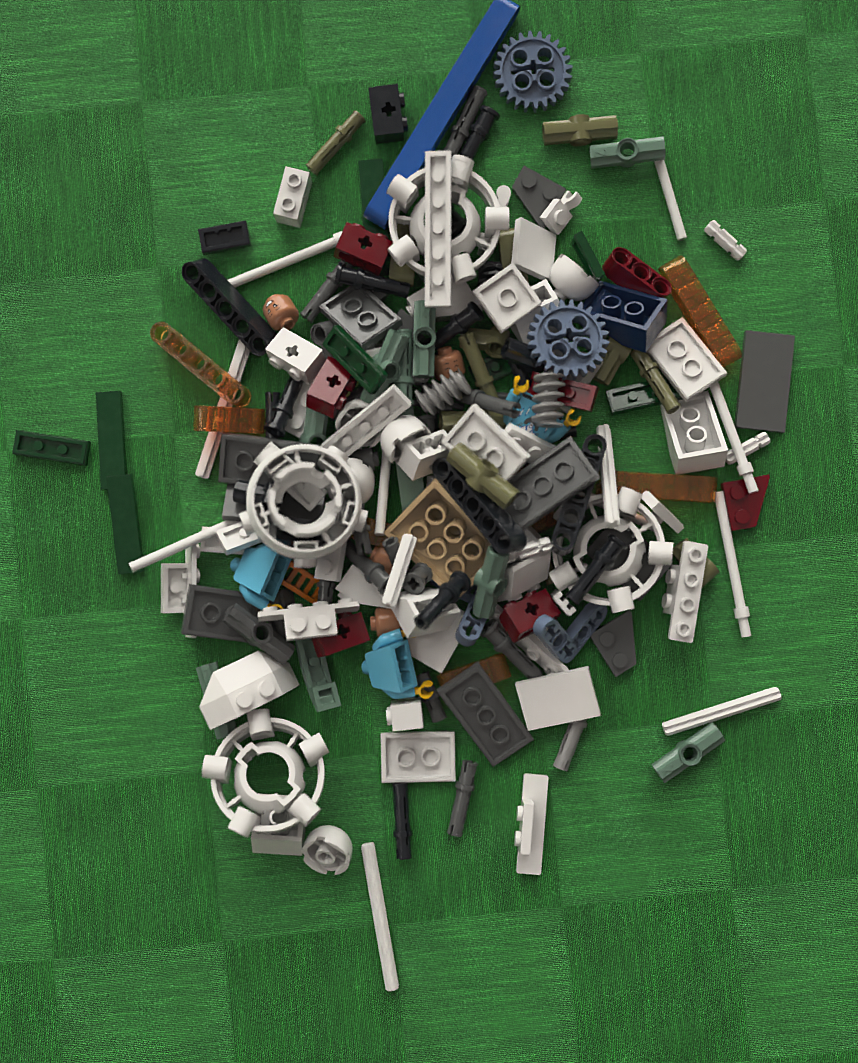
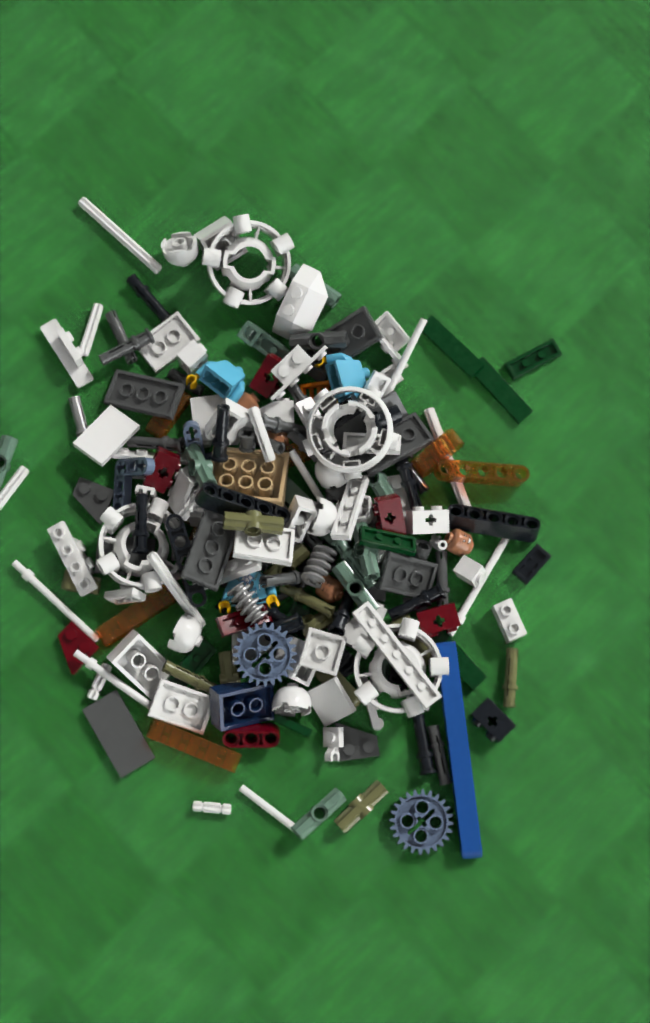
camera: 140 degrees right, 10 degrees down
(292, 274) = (470, 571): none -> white brick
(303, 326) = (437, 543): none -> white arm
(456, 778) = (134, 343): none -> dark grey pin
(487, 831) = (91, 328): none -> white axle
(628, 424) = (186, 634): none -> white cylinder

